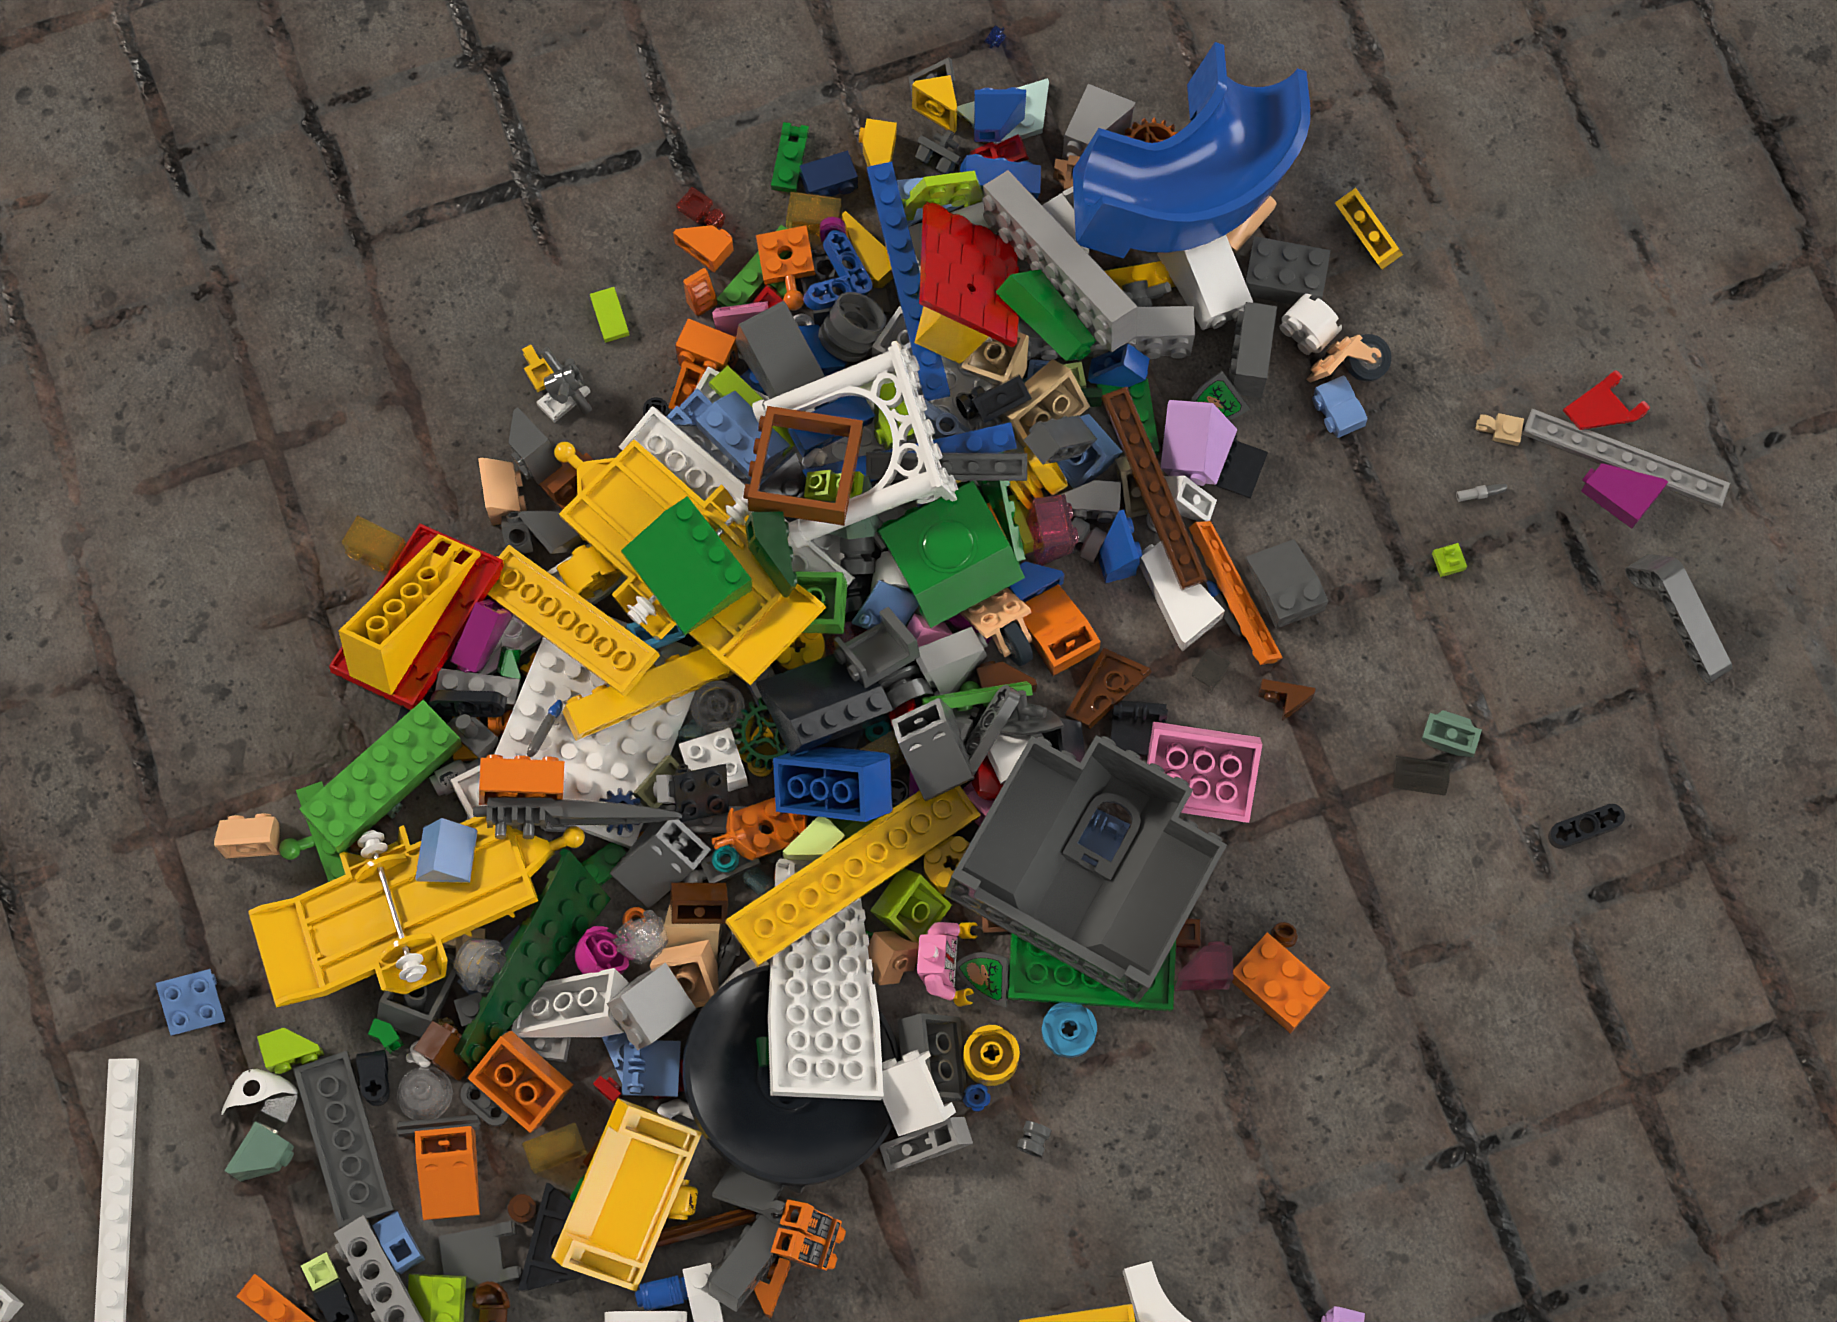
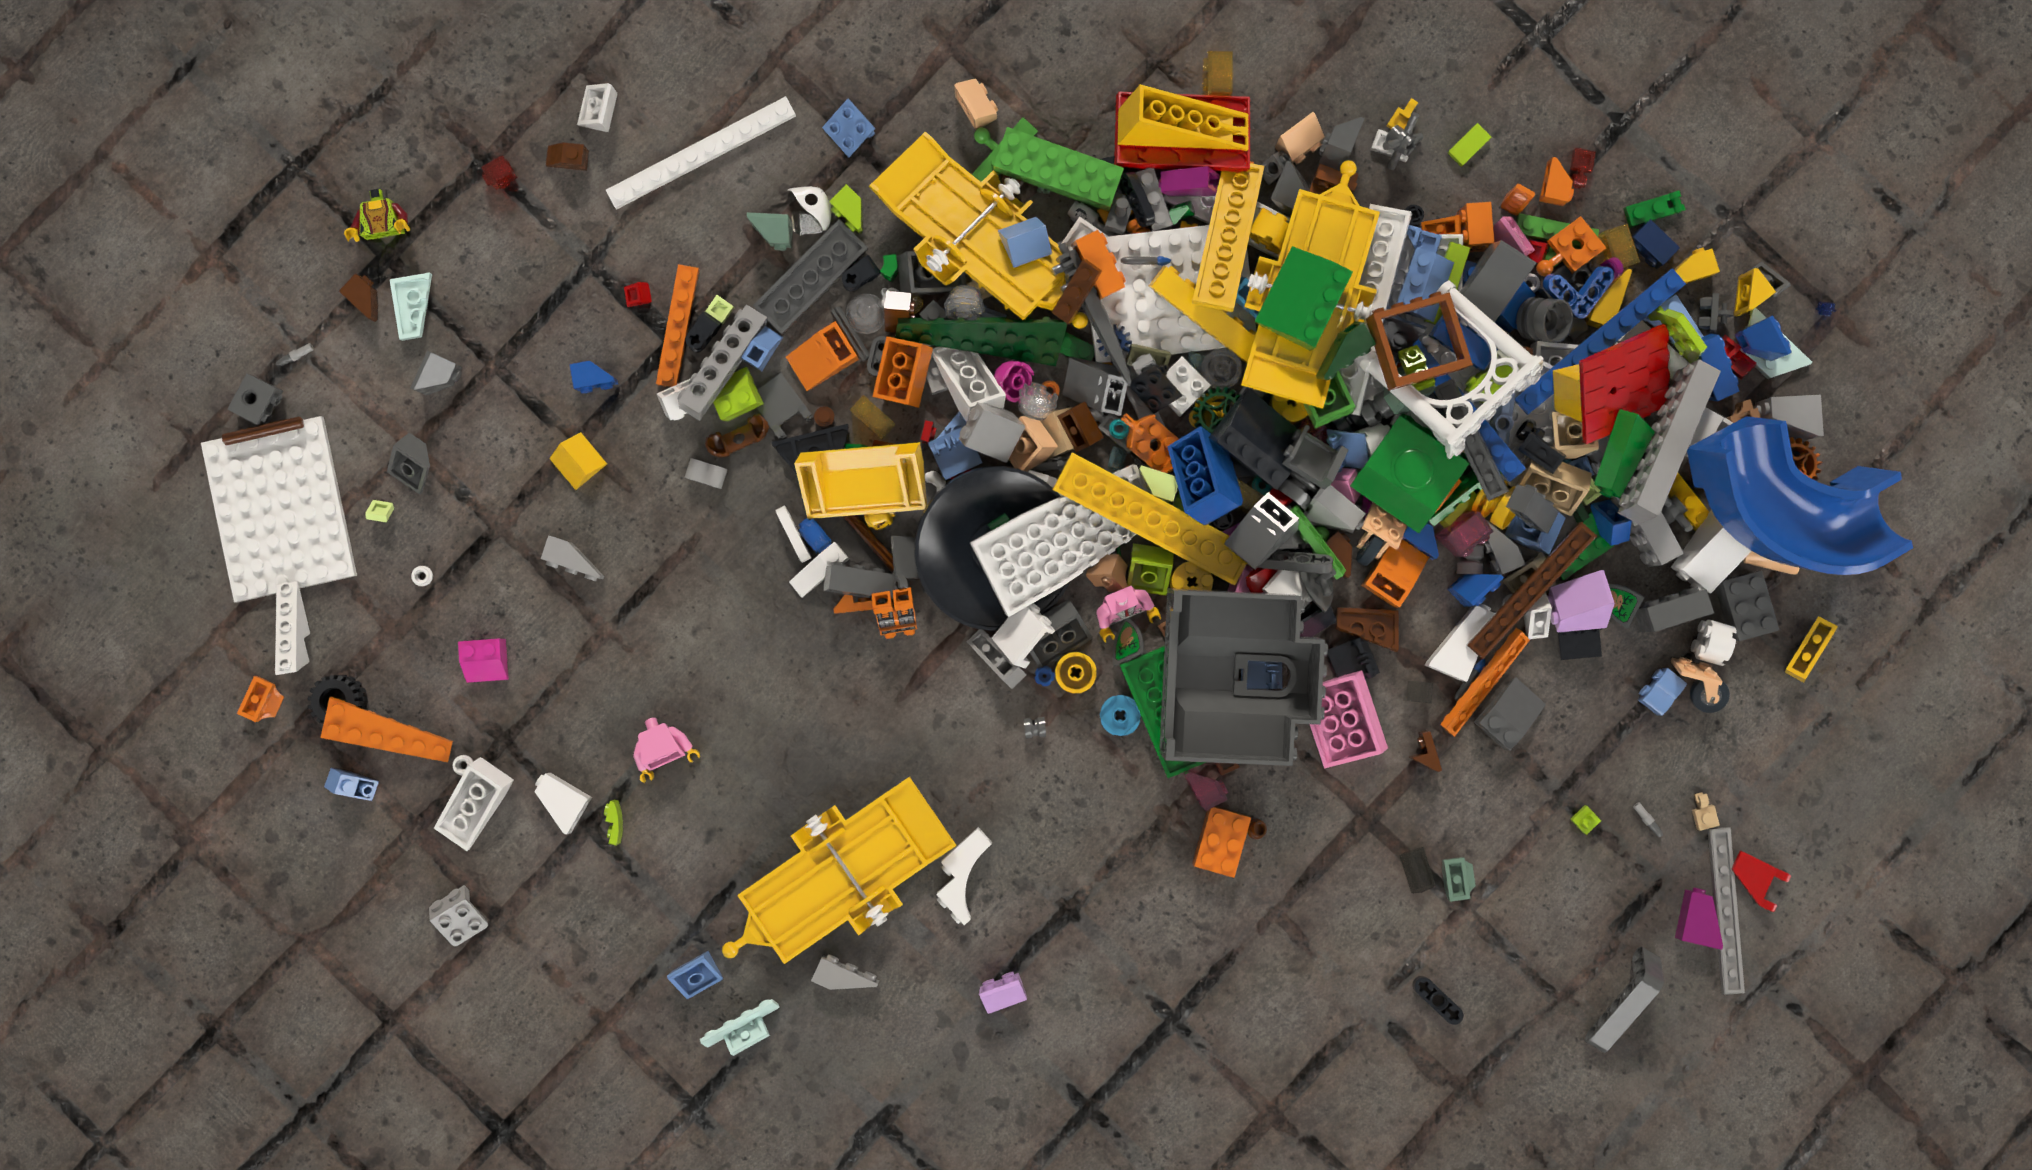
camera: 65 degrees right, 15 degrees up
(539, 819) = (1076, 291): none -> reddish brown plate

